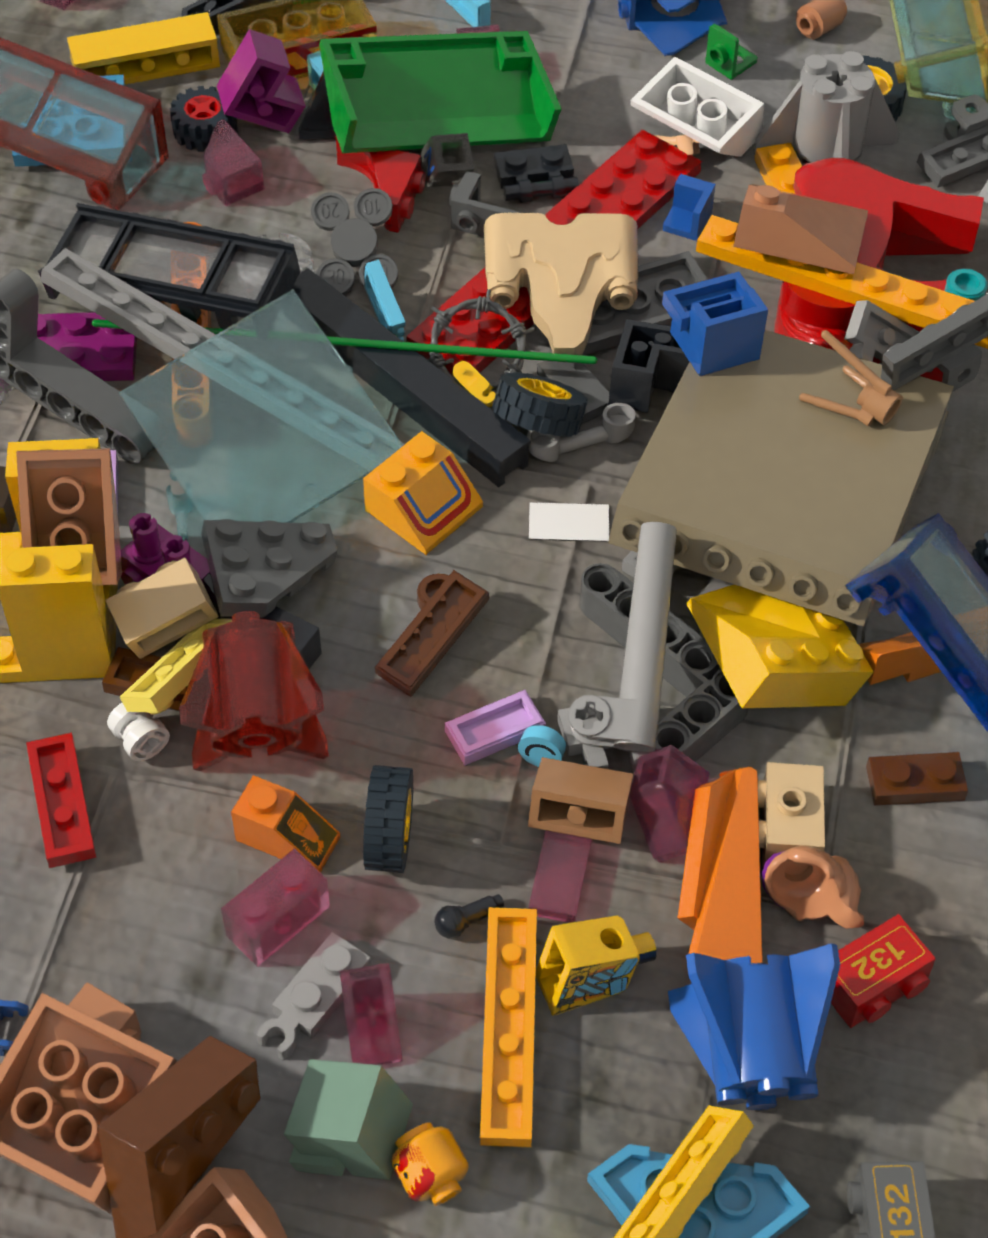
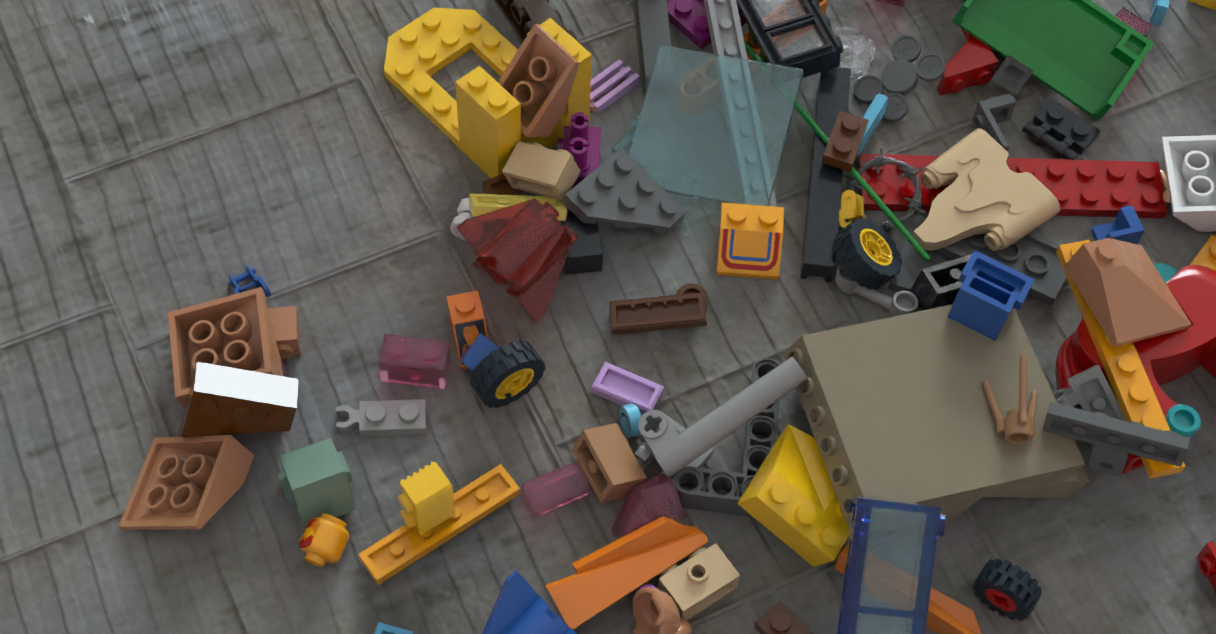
camera: 50 degrees right, 5 degrees up
(60, 800) = (398, 217): red plate -> none
(333, 834) = (477, 351): none -> blue slope
(371, 1015) = (388, 452): clear pink slope -> none
(396, 327) = (844, 141): none -> reddish brown plate
(453, 920) = (482, 454): black piece -> none
(490, 1002) = (426, 498): none -> yellow brick
(569, 521) = (802, 321): white sticker -> none
(590, 961) = (507, 537): yellow torso -> none

